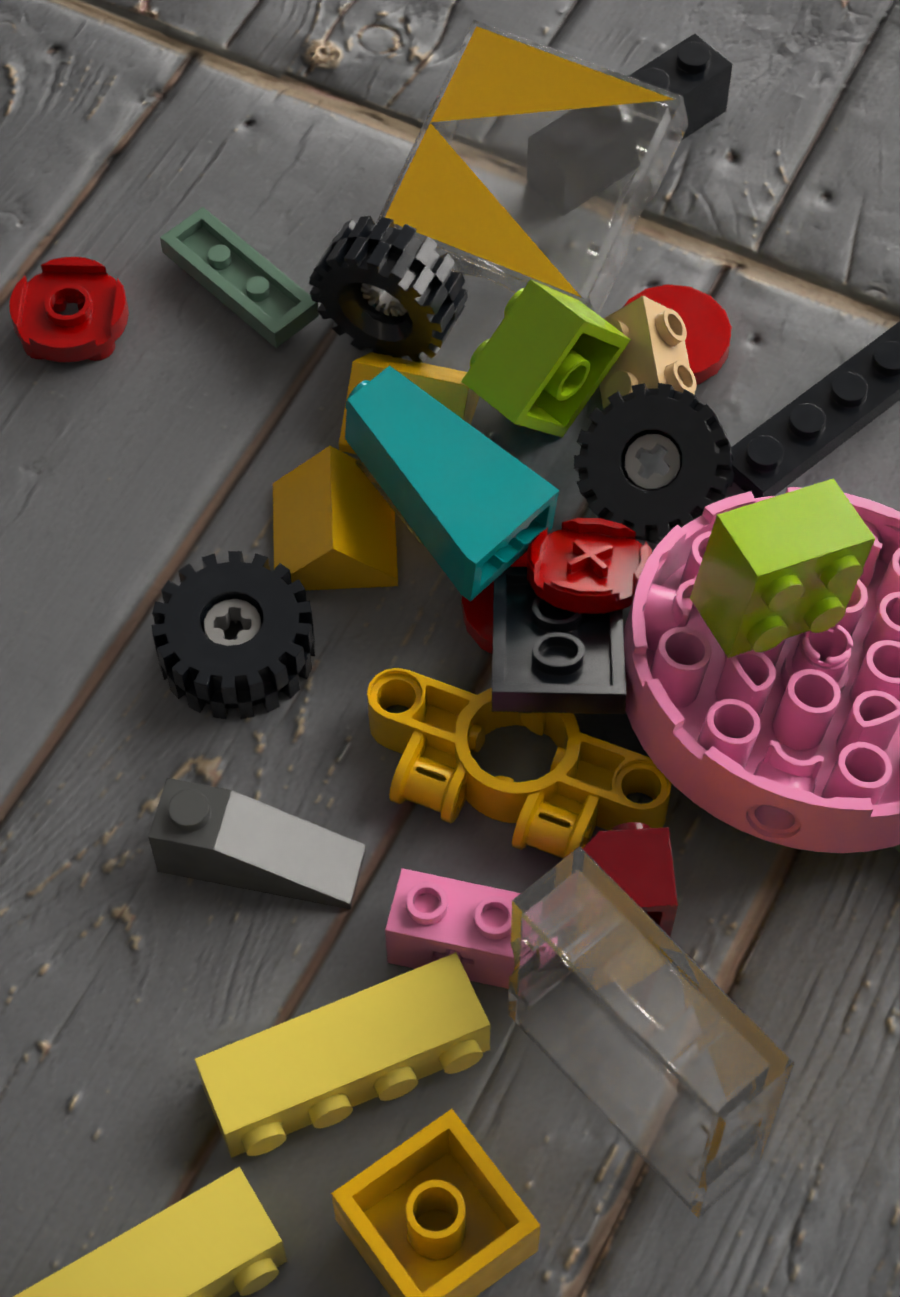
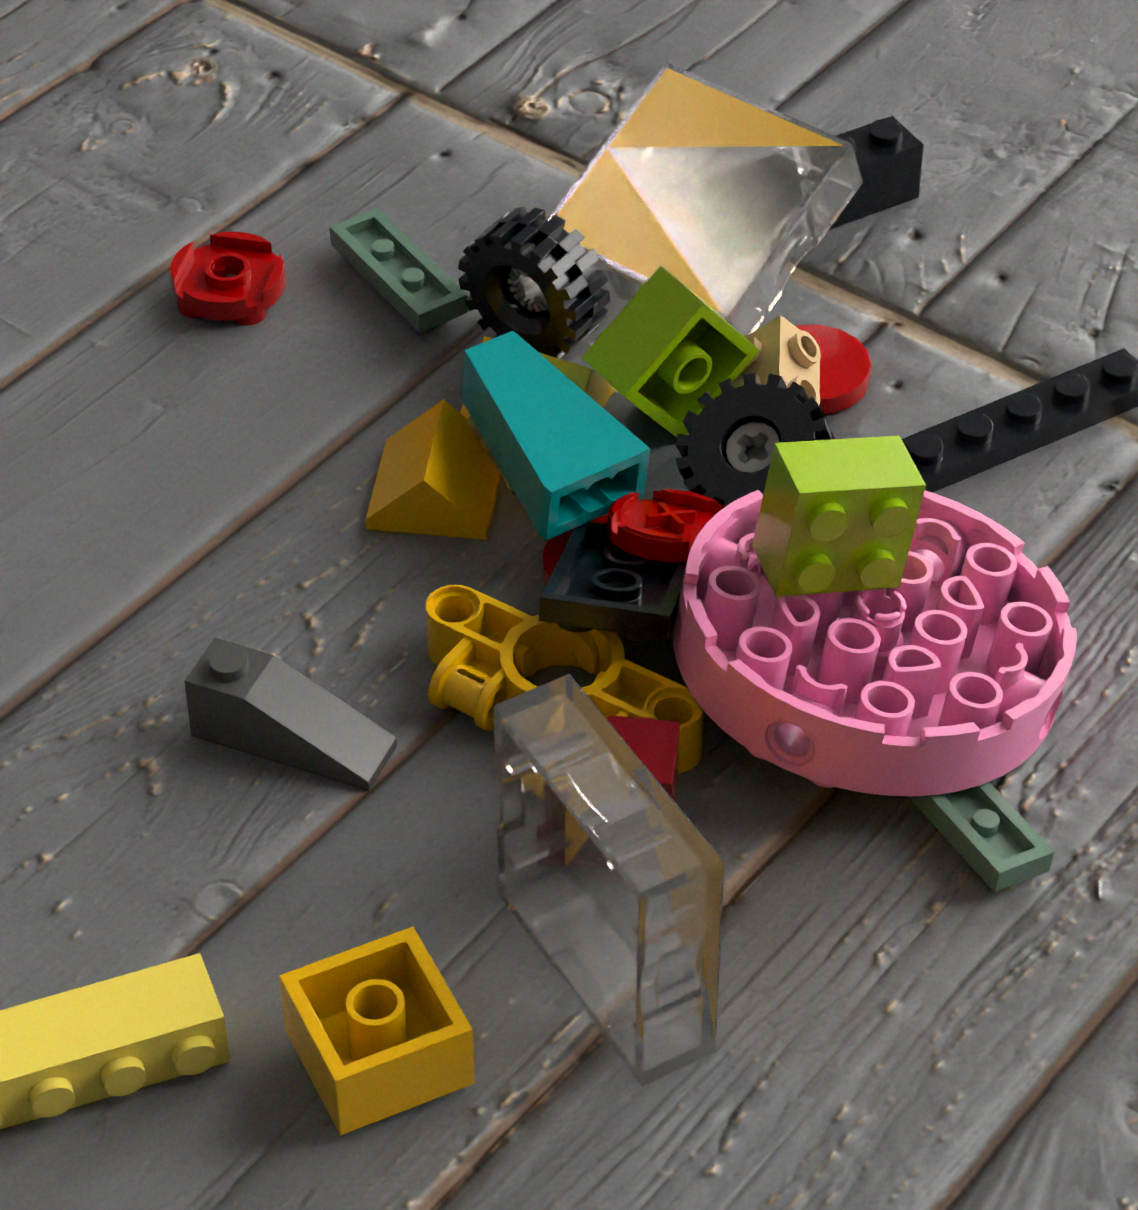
camera: 10 degrees right, 15 degrees down
(240, 671) = (335, 574): black bush -> none
(344, 1056) = (328, 892): light yellow brick -> none
(447, 916) = (447, 804): bright pink brick -> none

